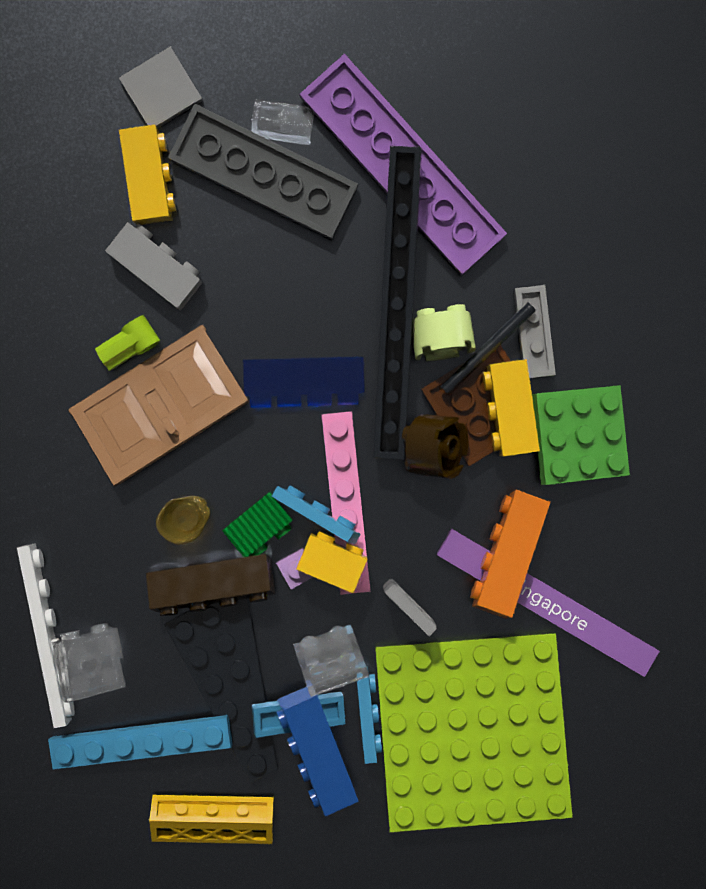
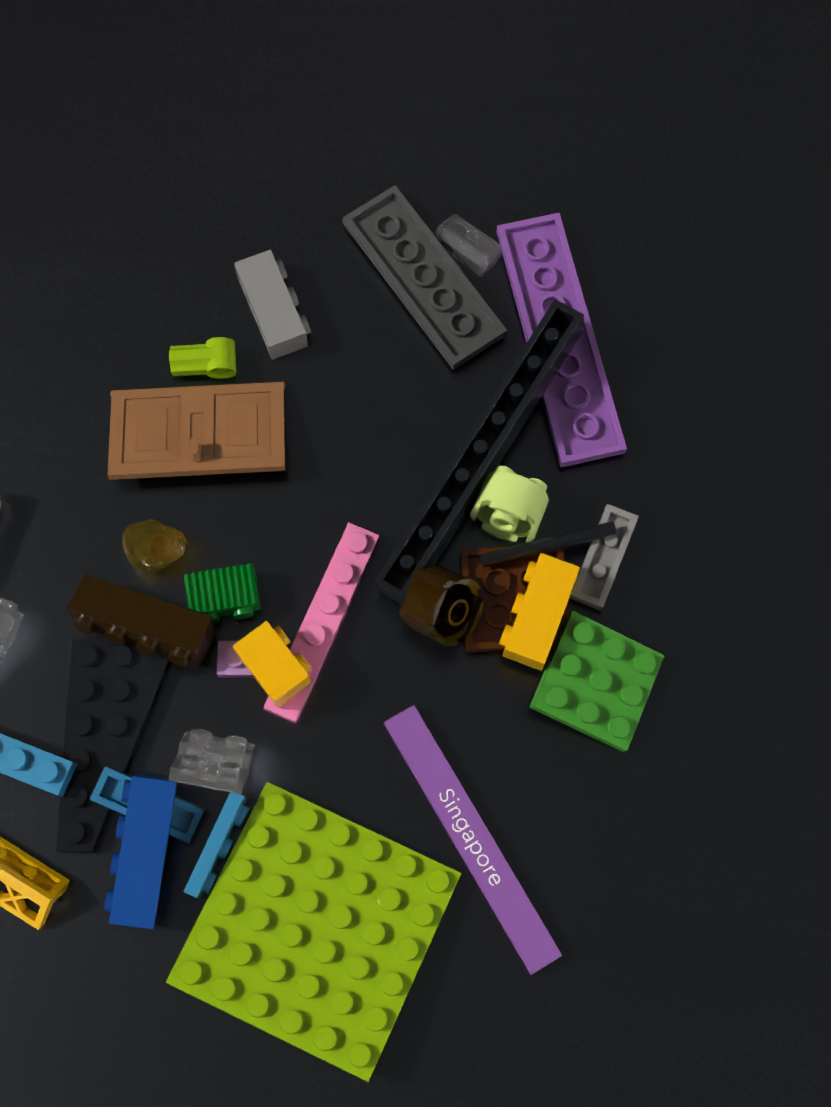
camera: 30 degrees right, 15 degrees down
(147, 174) = (314, 223): yellow brick -> none
(161, 88) = (372, 160): light grey tile -> none
(303, 376) = (359, 484): clear blue windscreen -> none
(317, 513) = (287, 610): dark azure plate -> none
(409, 606) = (324, 752): light grey tile -> none
(510, 553) = (457, 759): orange brick -> none

